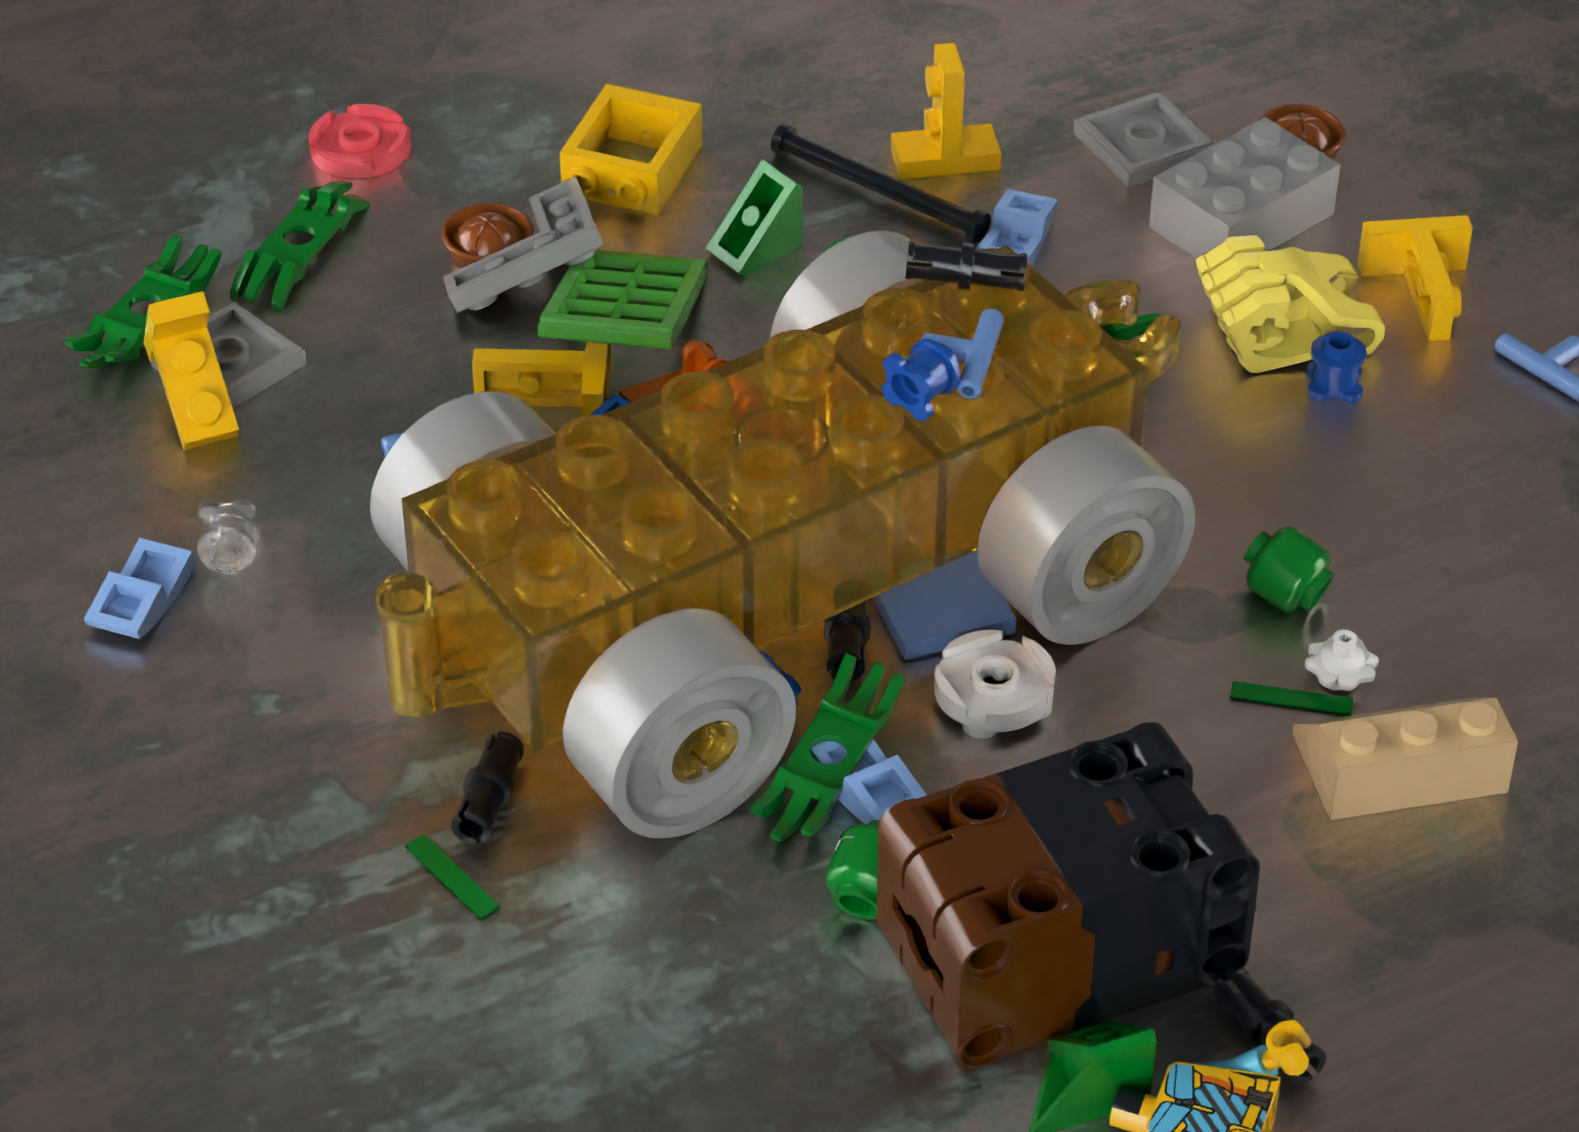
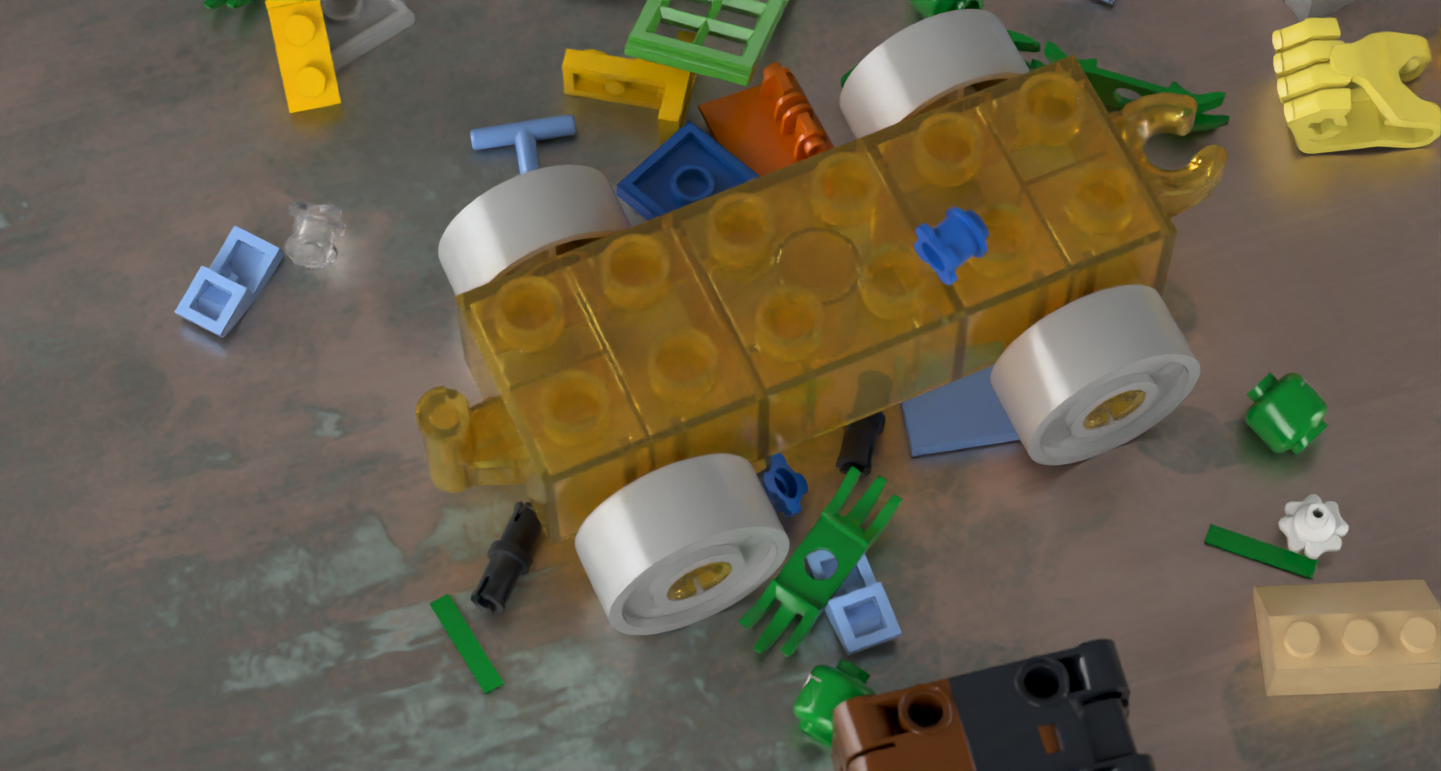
camera: 10 degrees right, 20 degrees up
(966, 266) = (1021, 104): black pin -> none
(974, 353) = (1009, 210): medium blue piece -> none
(994, 707) = (981, 531): white plate -> none
(1336, 367) = (1386, 166): blue brick -> none

